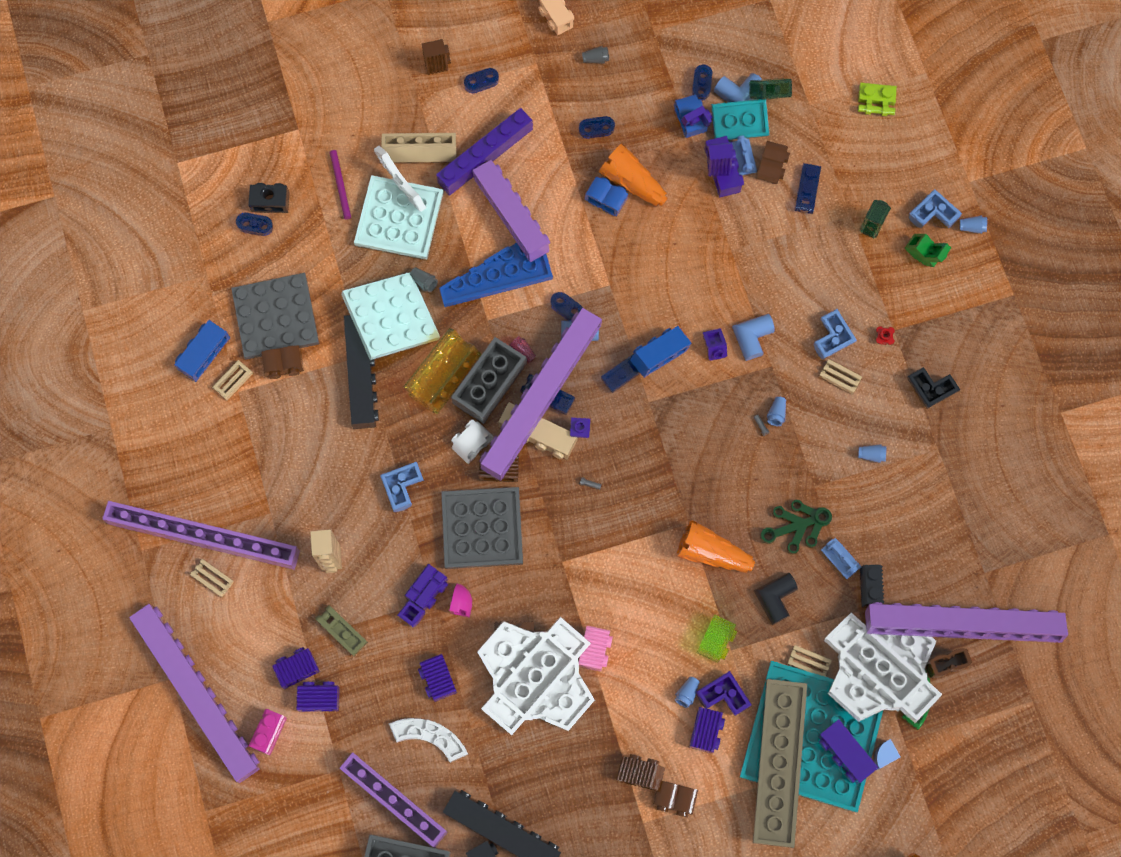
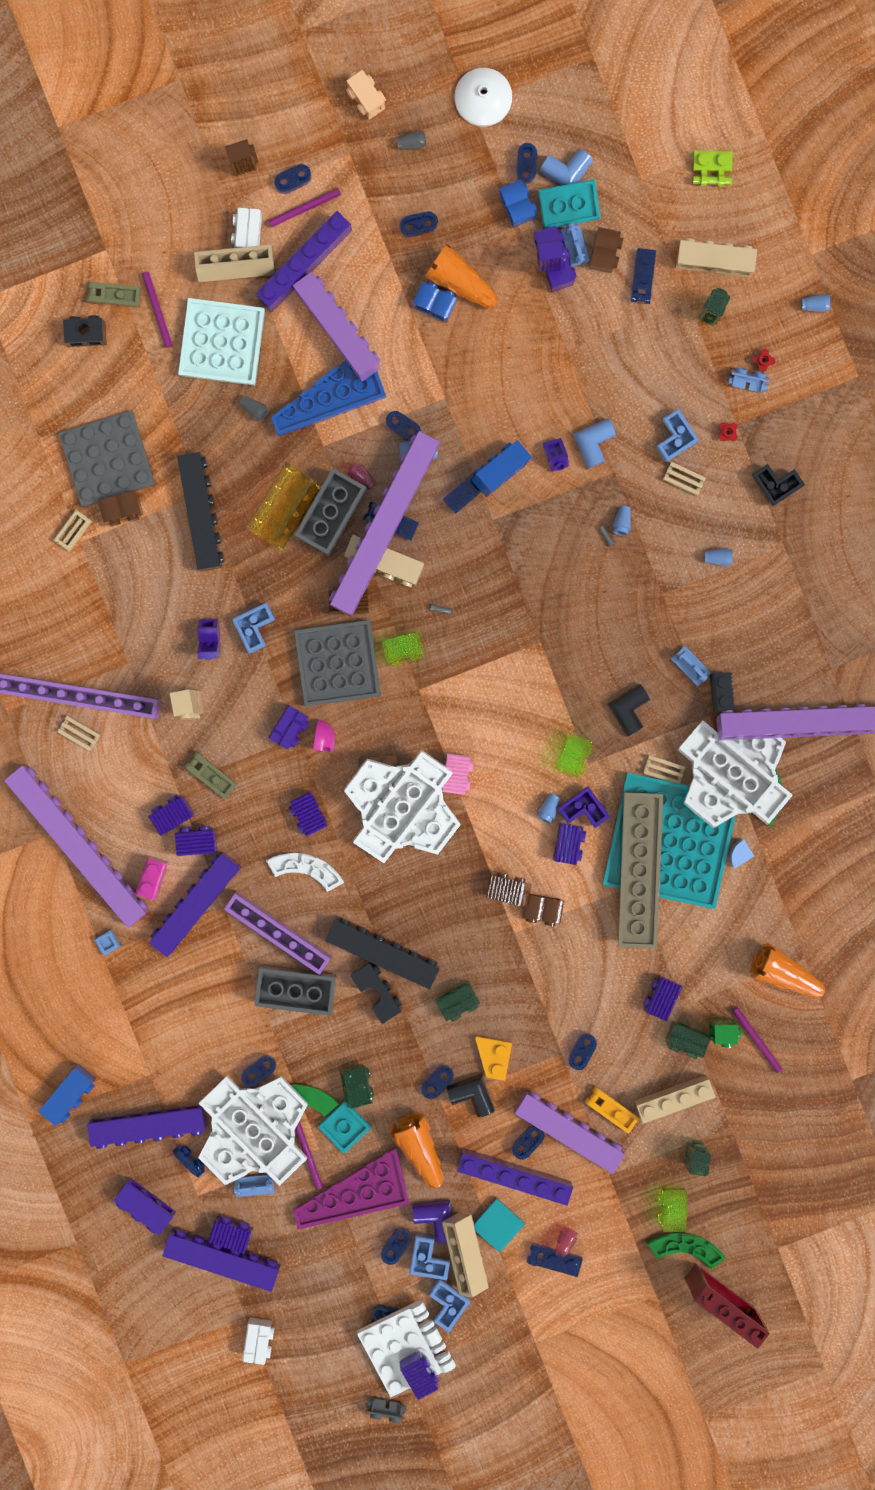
camera: 10 degrees left, 15 degrees up
(201, 350) = (37, 502): blue brick -> none
(212, 798) = (107, 942): none -> medium blue tile
(255, 224) = (74, 361): clear blue plate -> none
(301, 167) = (114, 294): none -> olive plate
(309, 764) = (195, 904): none -> dark purple brick
(355, 492) = (209, 639): none -> dark purple brick
(390, 315) = (224, 451): light aqua plate -> none
(399, 180) = (217, 302): white tile -> none
(411, 613) = (276, 754): dark purple brick -> none
(435, 117) = (247, 228): none -> white brick
(471, 441) = (319, 575): white cylinder -> none
(491, 105) = (304, 207): none -> magenta bar
(549, 517) = (403, 648): none -> clear neon green brick
(580, 427) = (426, 555): dark purple bracket -> none
(661, 32) = (483, 108): none -> white dish
(694, 117) = (520, 208): dark purple bracket -> none
(706, 547) = (564, 668): orange cone -> none
(770, 88) = (599, 167): clear green brick -> none
(798, 524) = (648, 635): dark green plant -> none
(847, 752) = (703, 856): dark purple brick -> none
(878, 177) = (716, 258): none -> tan brick
(899, 286) = (756, 380): none -> medium blue hinge
(921, 277) = (757, 359): none -> red plate
(926, 251) = (768, 337): green brick -> none
(935, 206) = (775, 286): medium blue brick -> none
(953, 662) = (793, 765): reddish brown brick -> none

